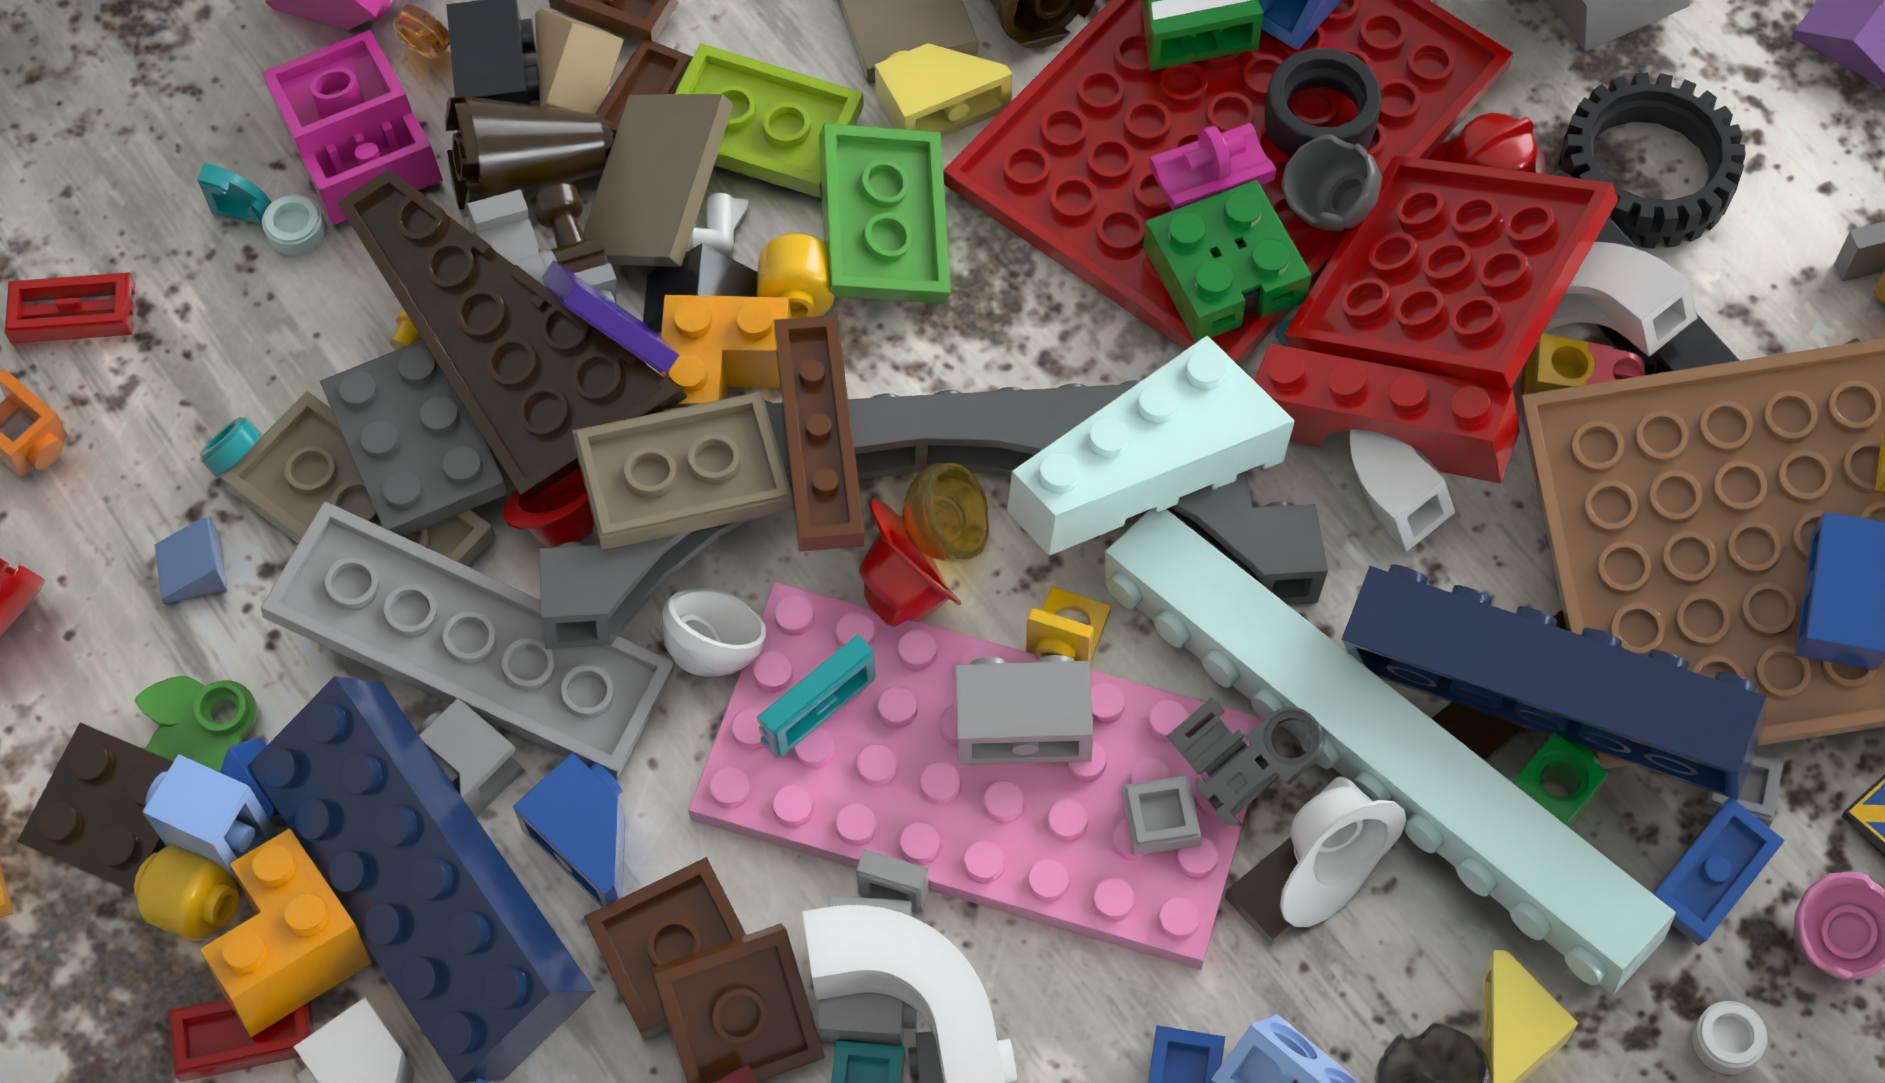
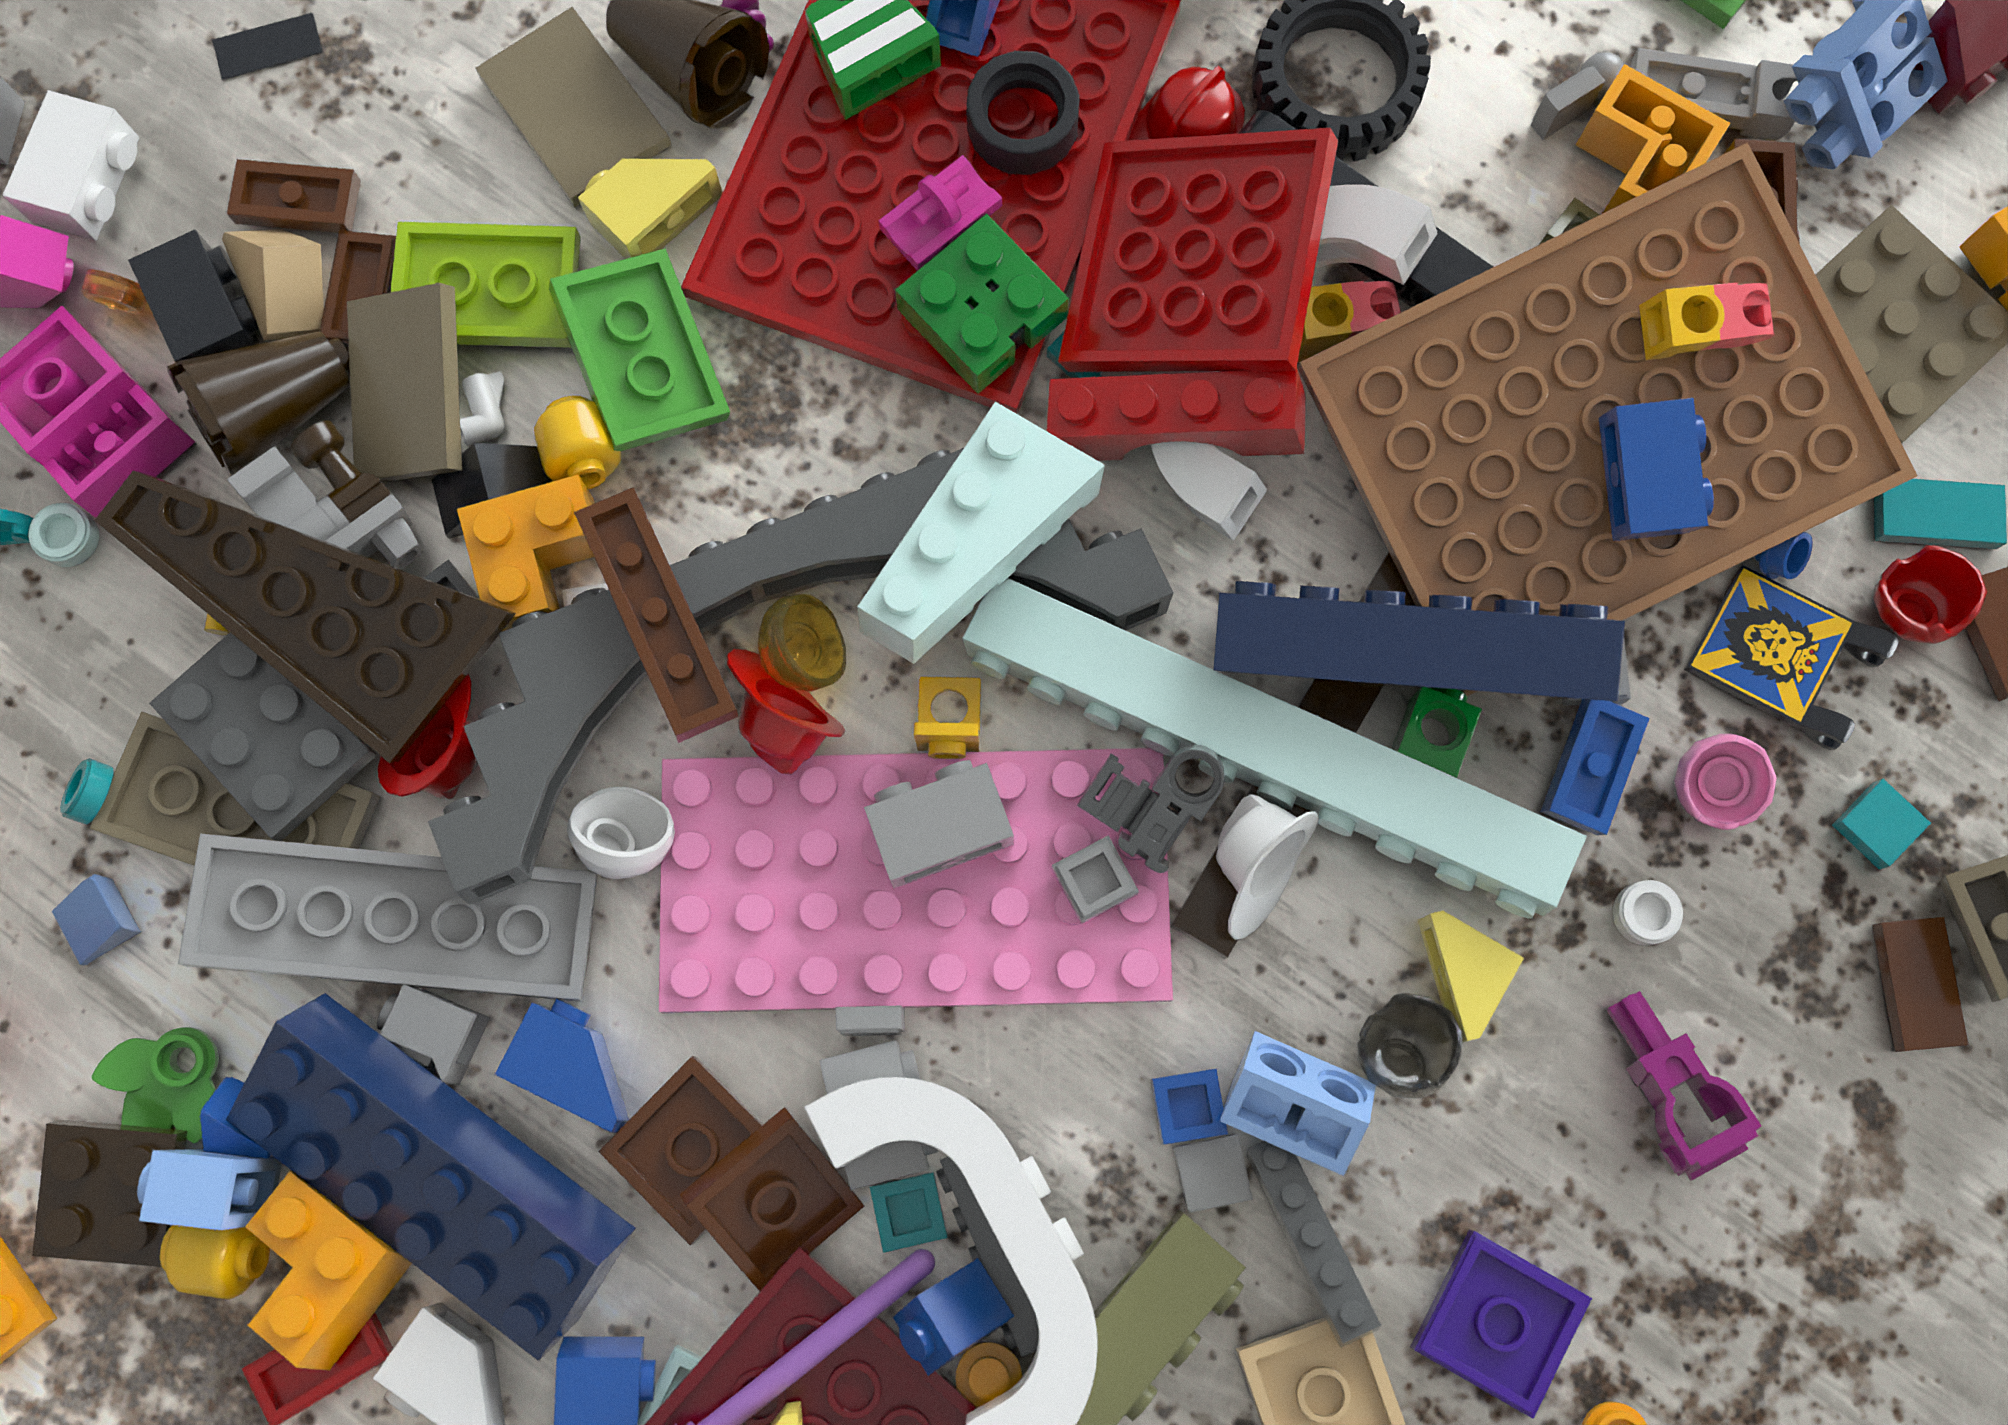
camera: 20 degrees left, 15 degrees up
(609, 317) = (410, 561): dark purple tile -> none
(682, 470) = (537, 695): dark tan tile -> none
(817, 696) = (743, 873): teal tile -> none
(1331, 183) = (1057, 194): dark grey hair -> none

